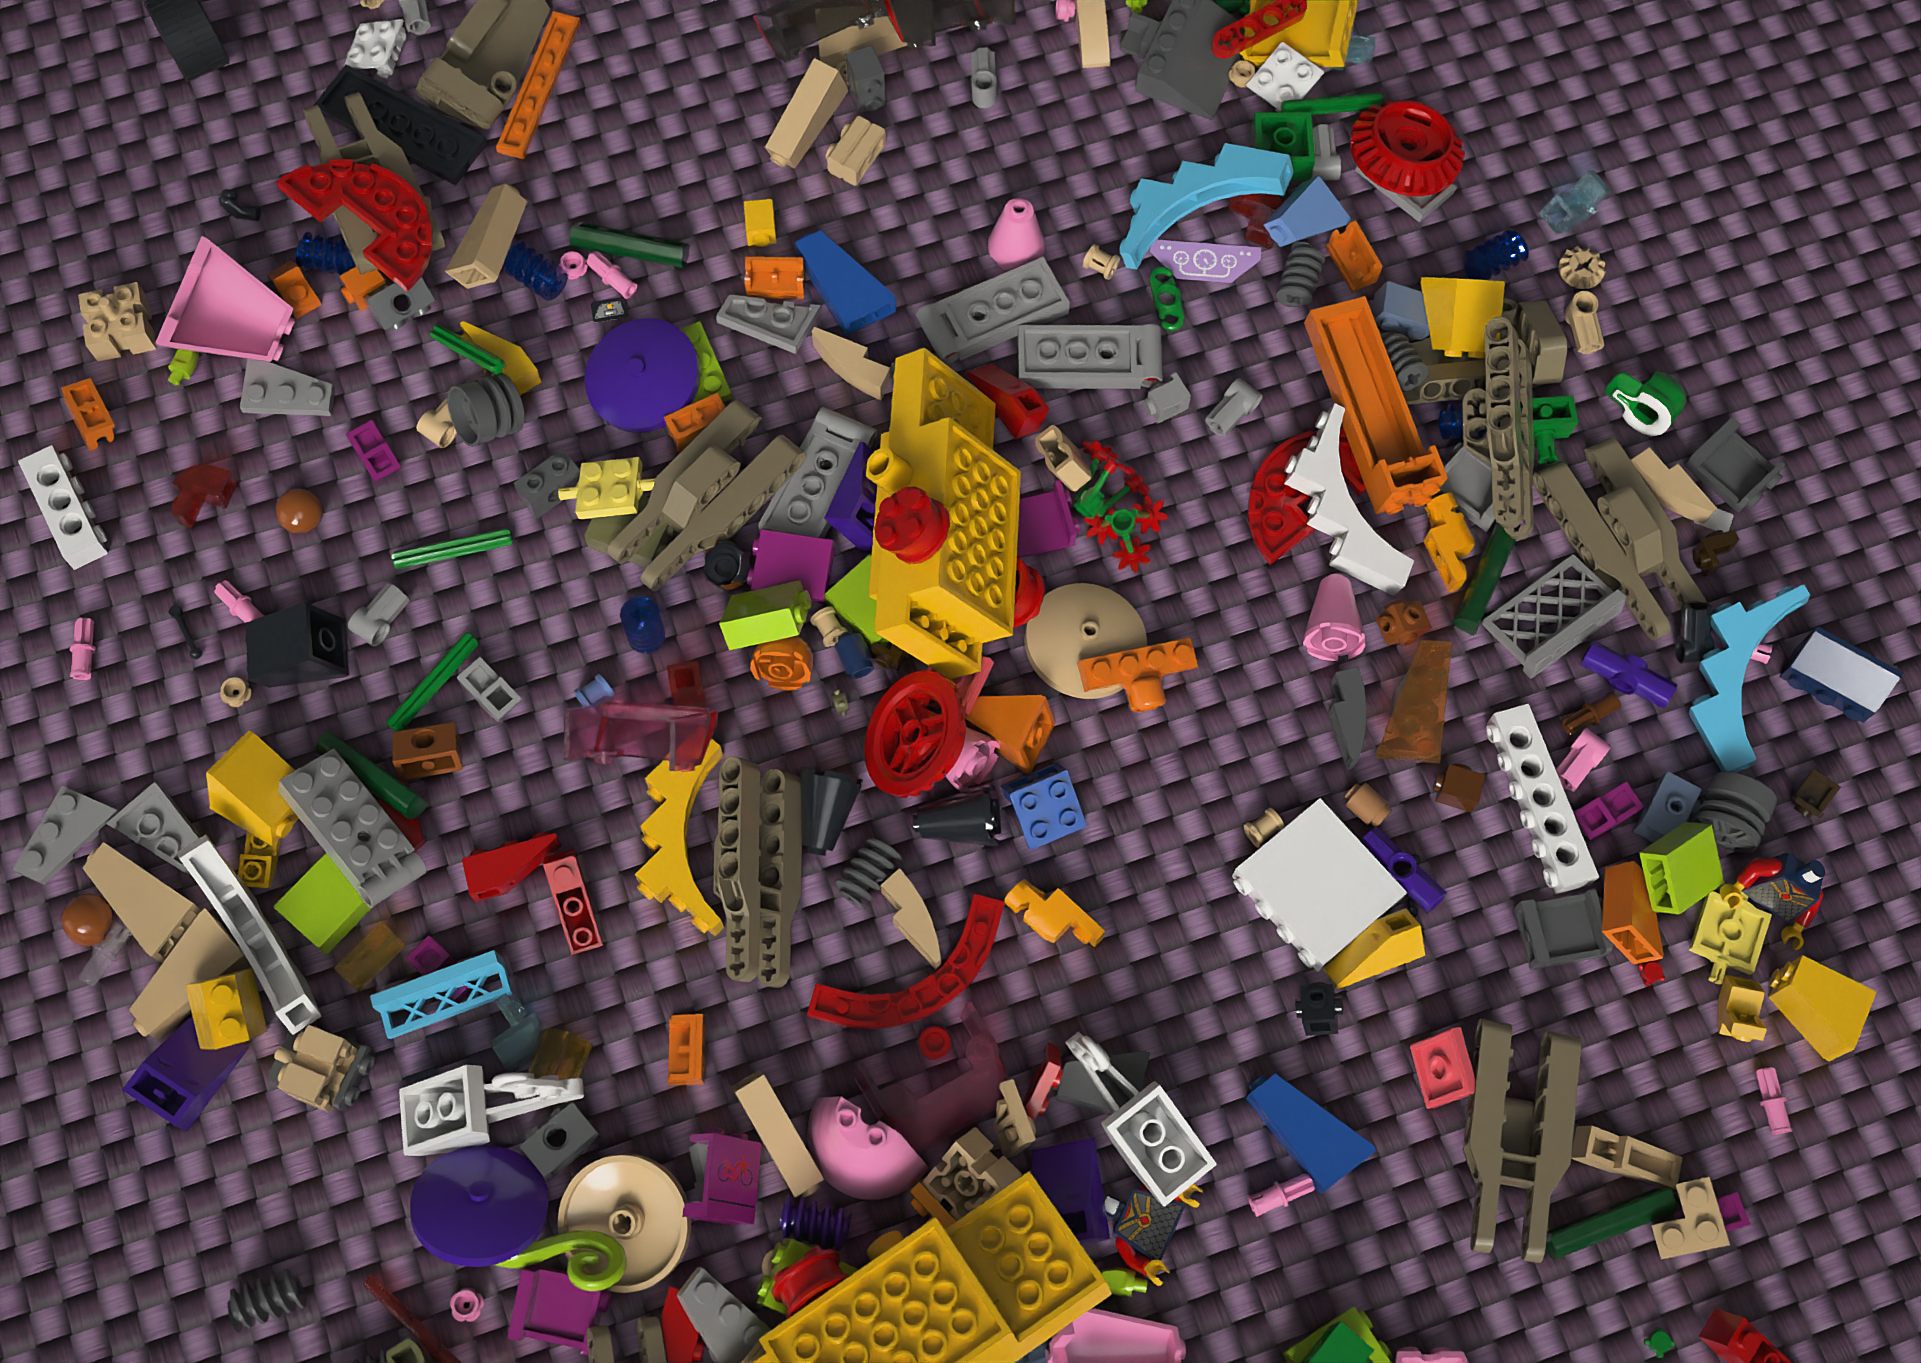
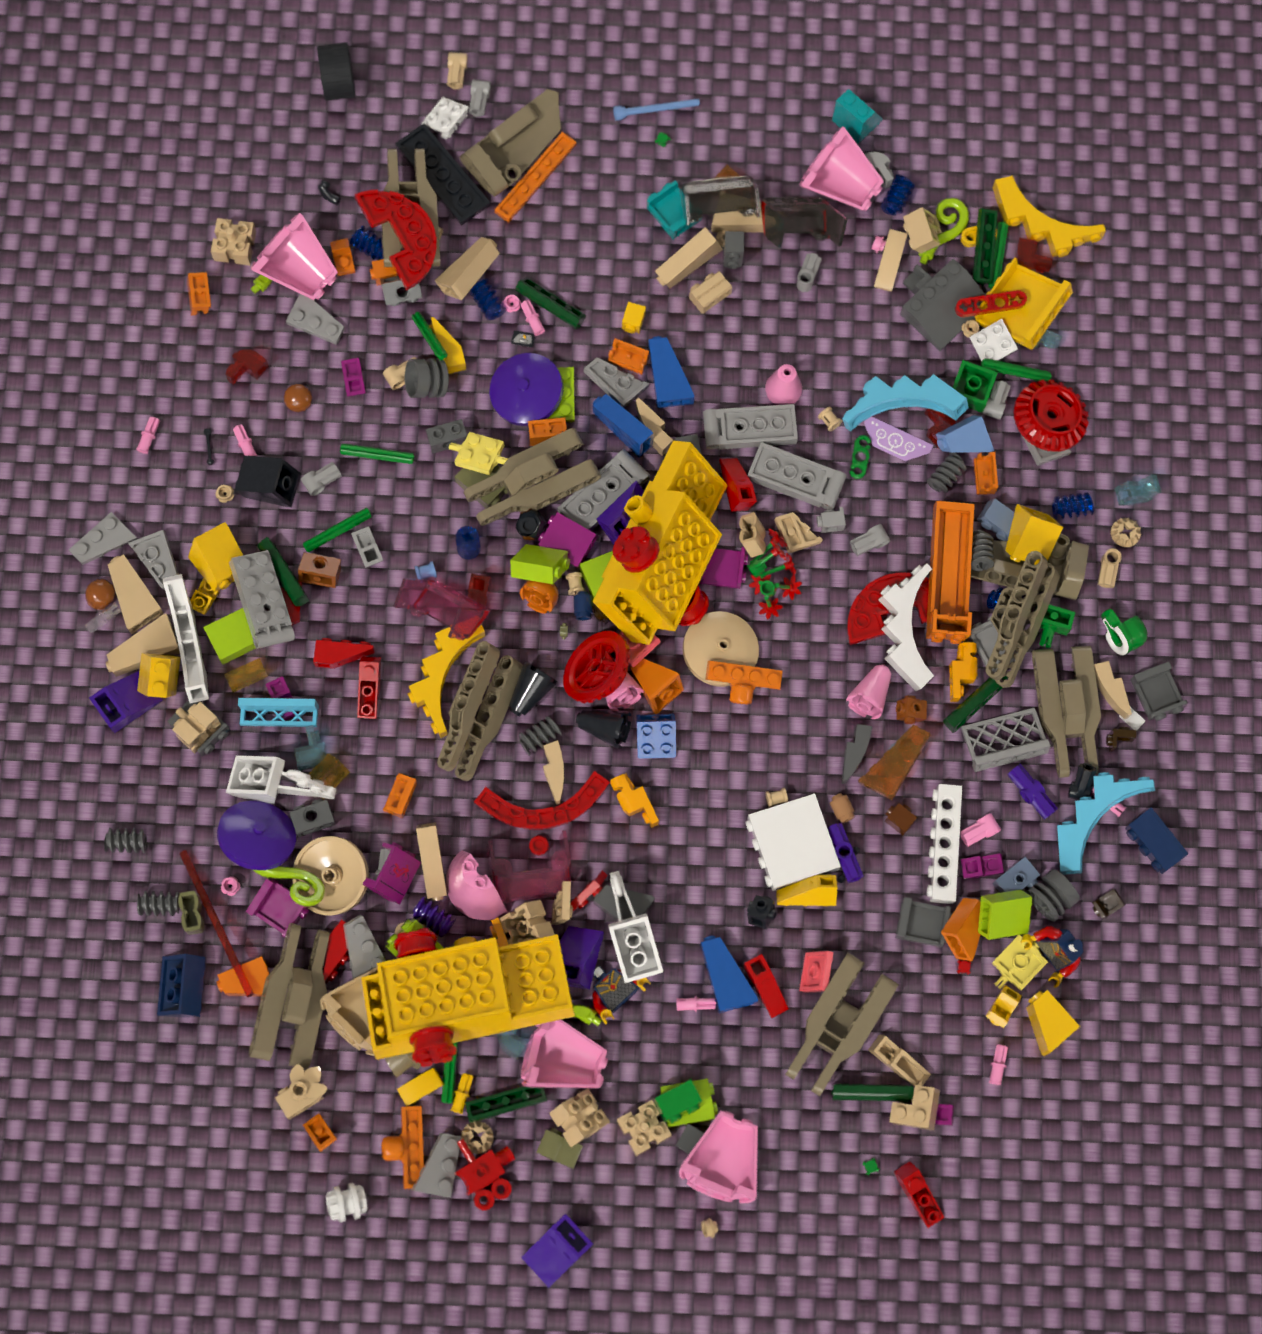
camera: 20 degrees right, 5 degrees up
(40, 472) = (166, 373): white brick -> none
(751, 63) = (668, 210): none -> teal panel
(808, 373) = (623, 425): none -> blue slope
(1123, 434) = (795, 533): none -> tan wing
(1375, 1121) = (765, 985): none -> red slope
(1591, 714) = (999, 806): reddish brown axle -> none

